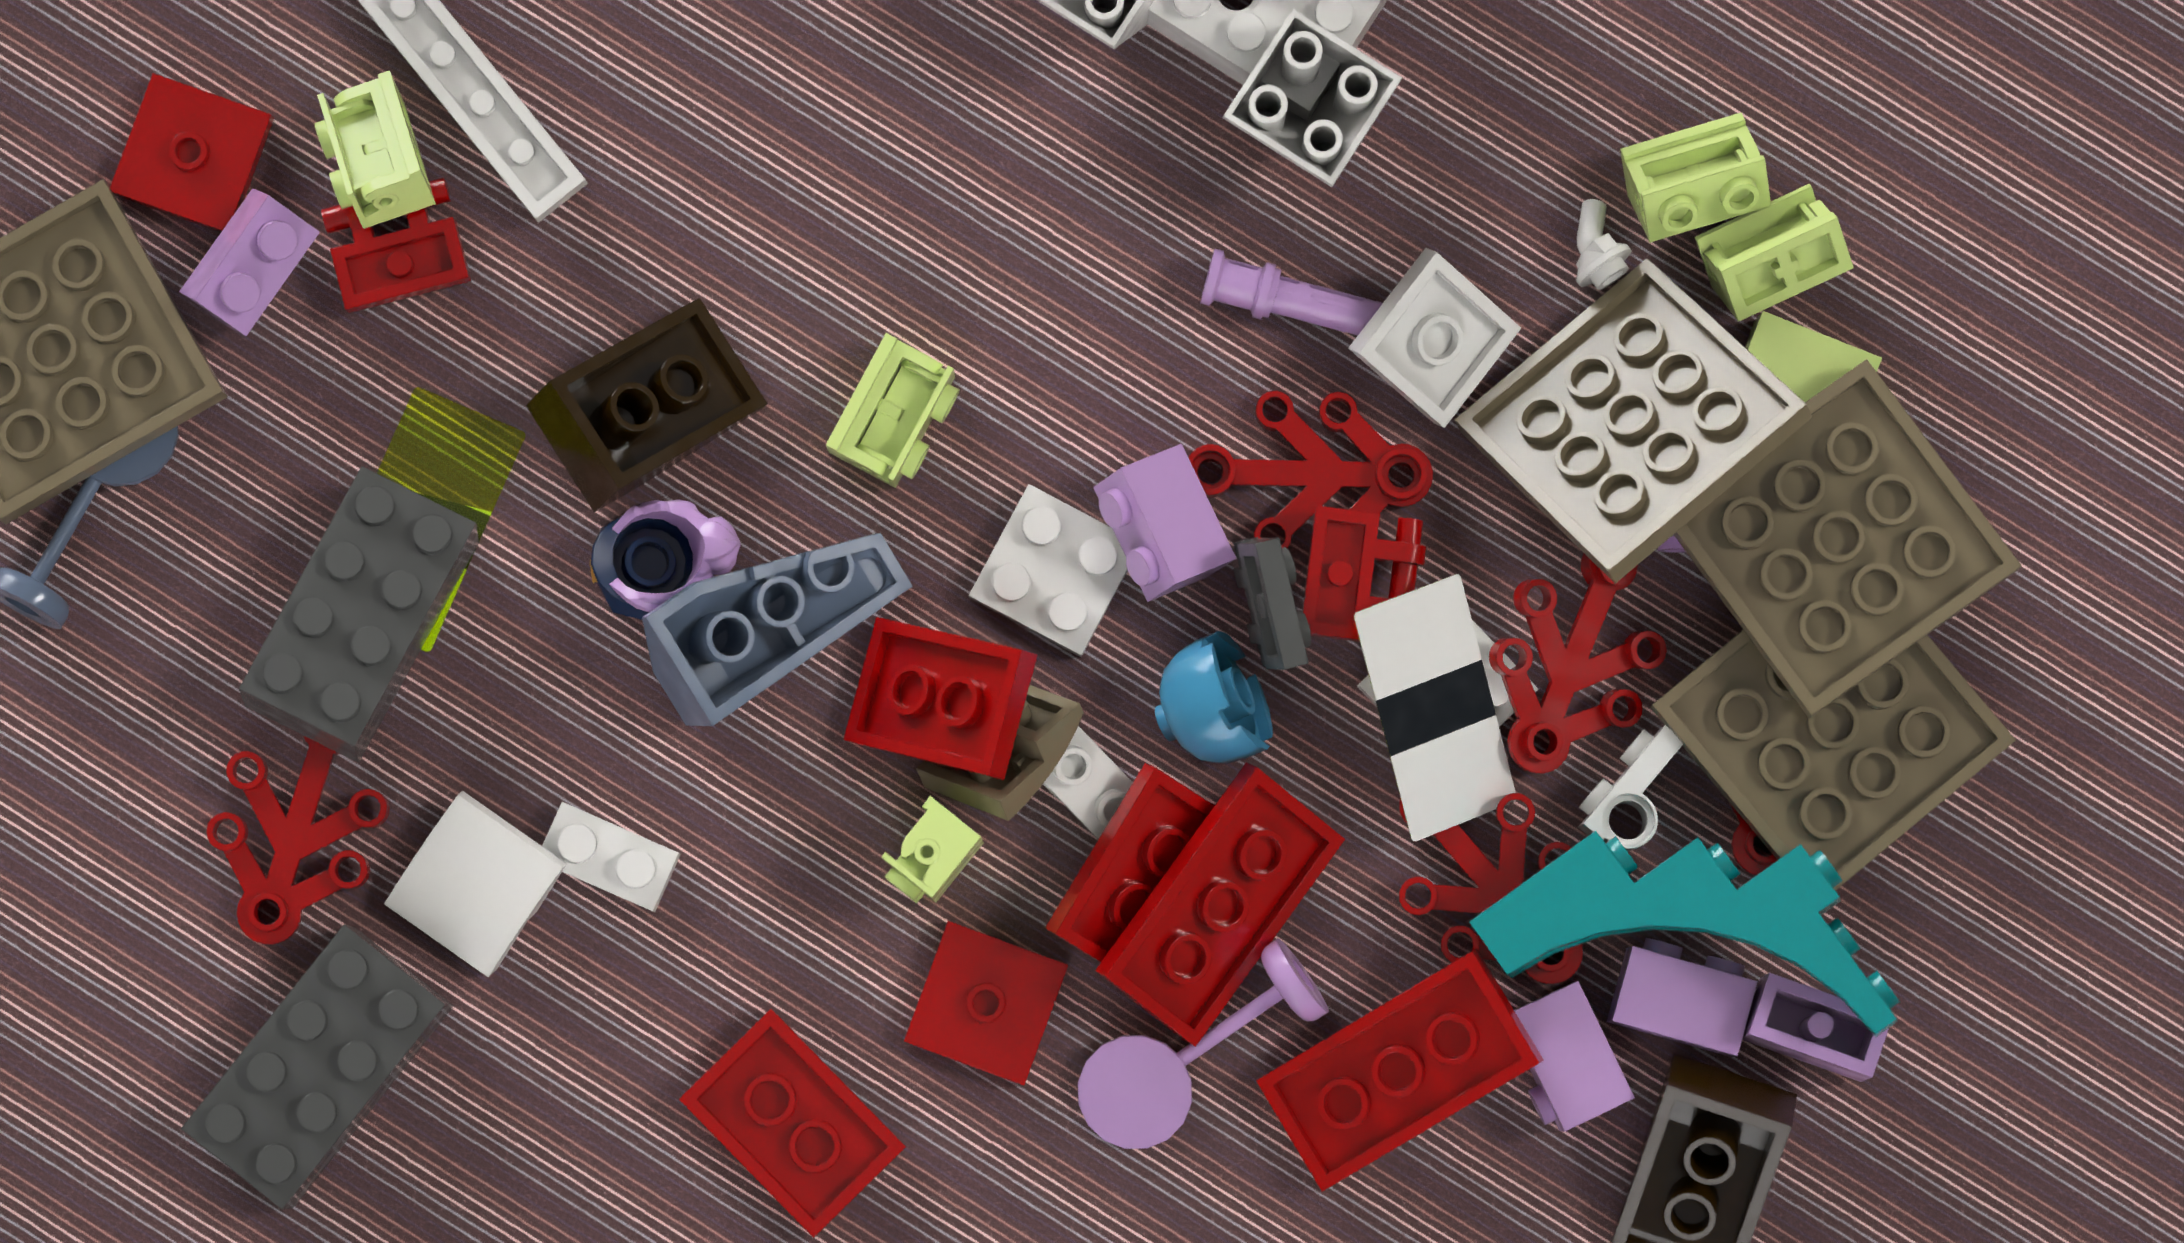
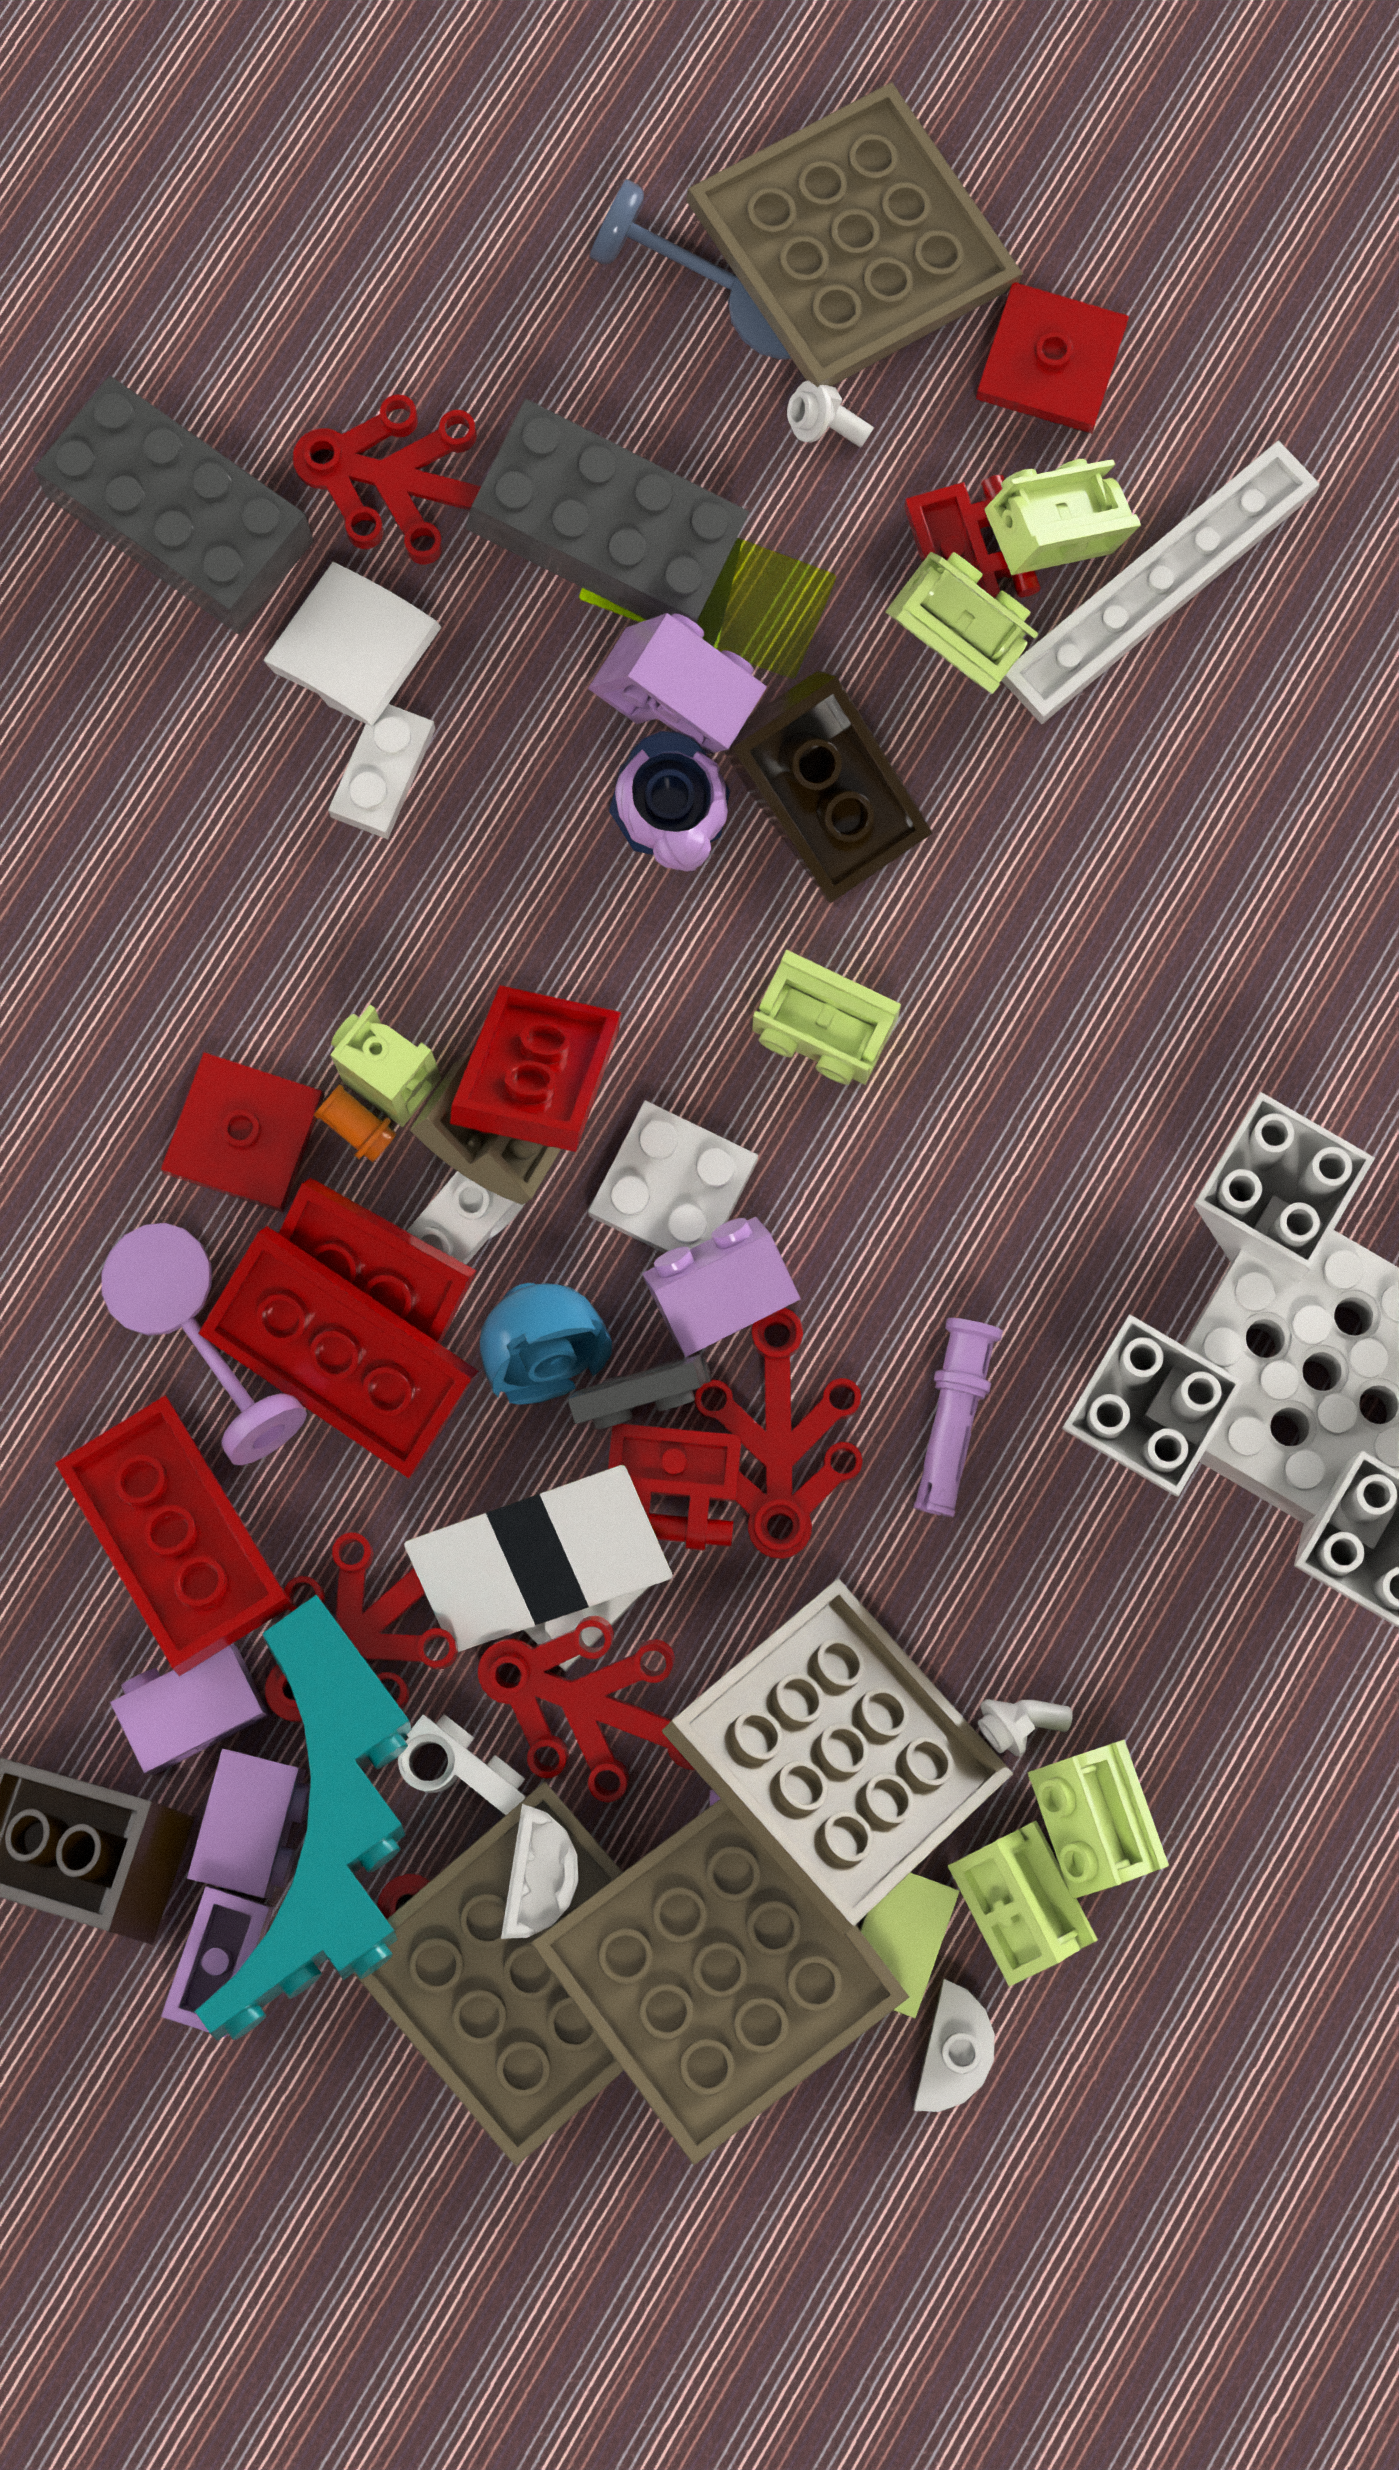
camera: 90 degrees right, 5 degrees down
(245, 398) = (816, 409): none -> white plate
(249, 261) = (946, 406): lavender brick -> none
(485, 255) = (962, 620): none -> yellowish green hinge
(539, 544) = (677, 677): none -> lavender brick
(754, 625) = (605, 890): sand blue wedge -> none
(792, 1123) = (123, 949): red plate -> none
(984, 886) = (356, 1124): none -> orange pin
(1434, 337) = (919, 1552): white plate -> none
(1747, 707) = (541, 1875): none -> white plate
(1909, 324) = (957, 2051): none -> white plate

